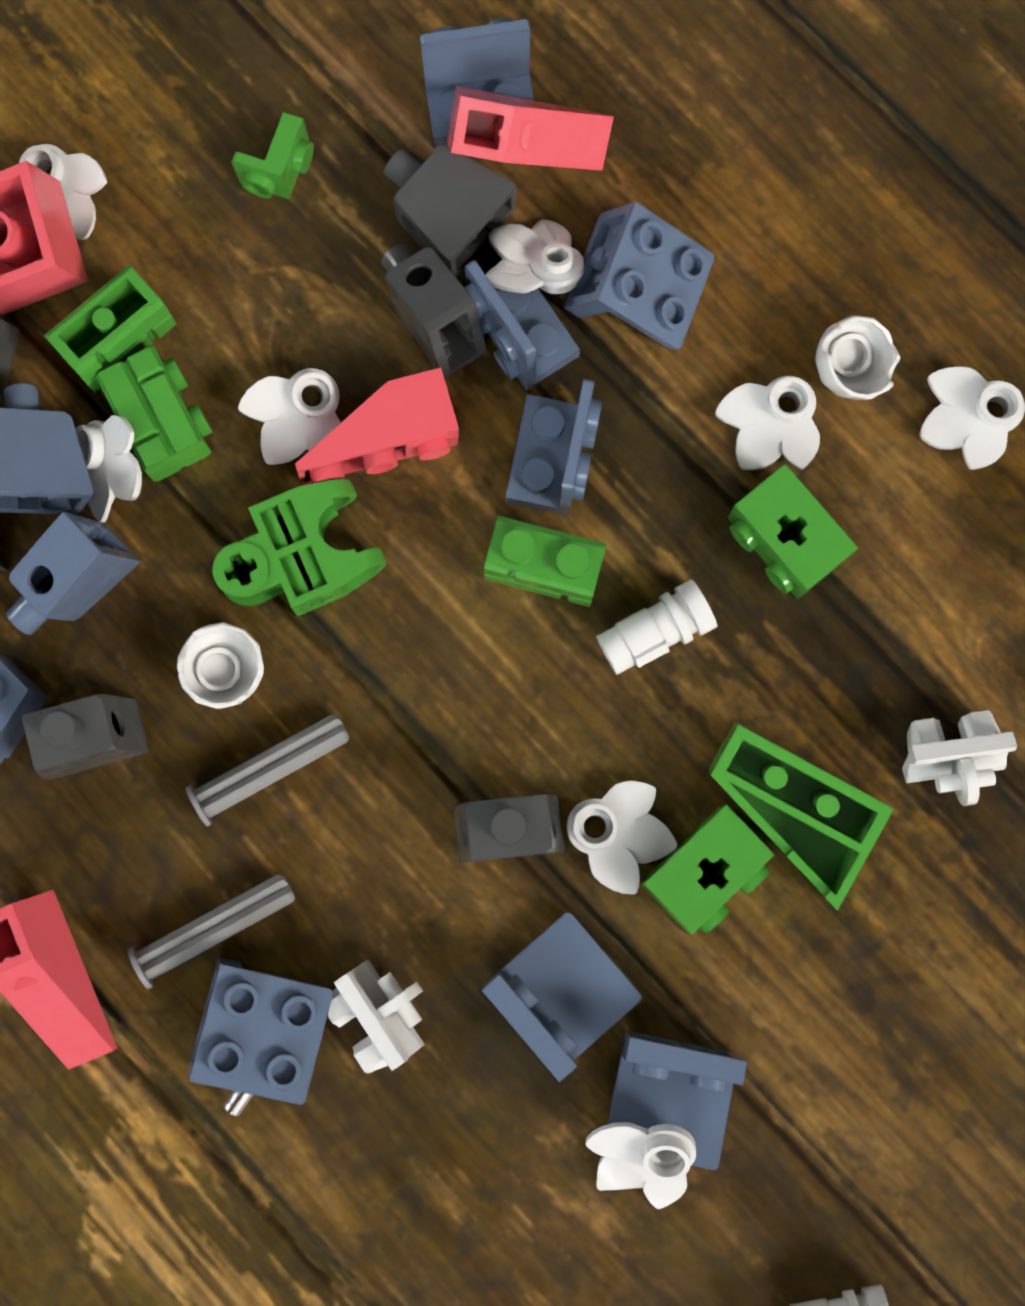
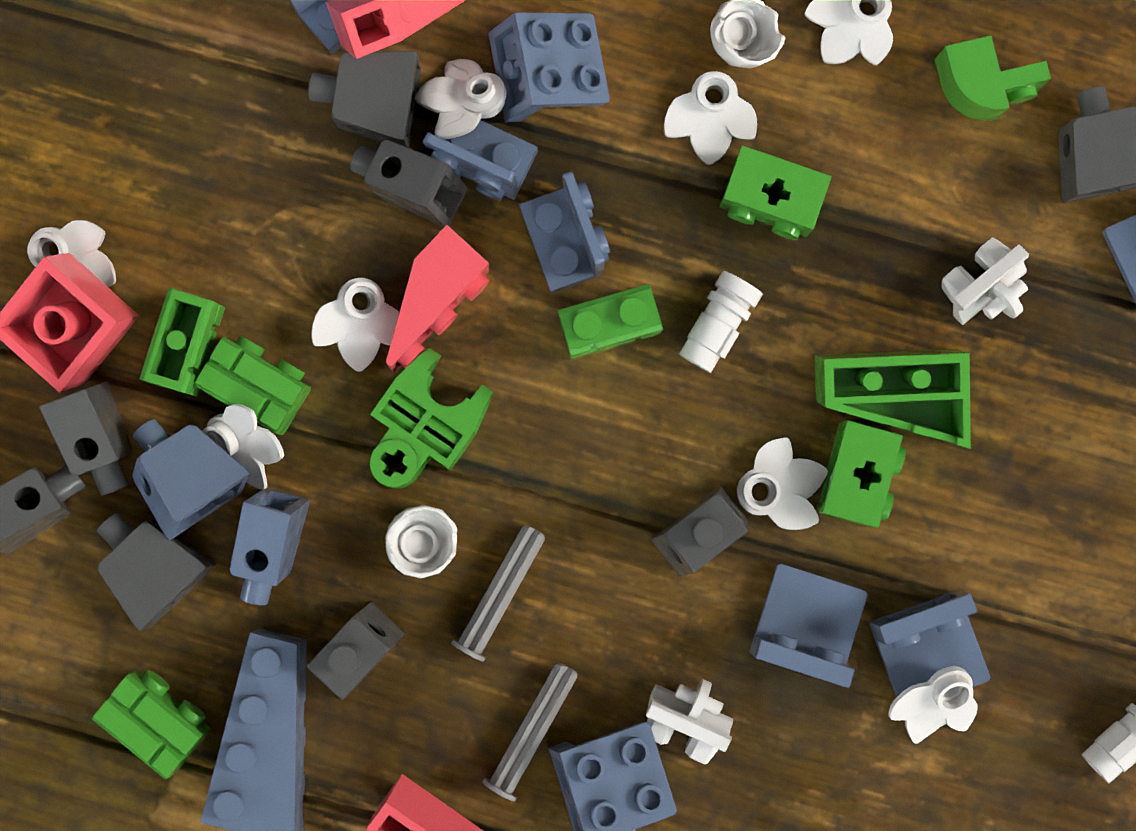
camera: 30 degrees left, 5 degrees up
(286, 158) = (229, 128): bright green bracket -> none

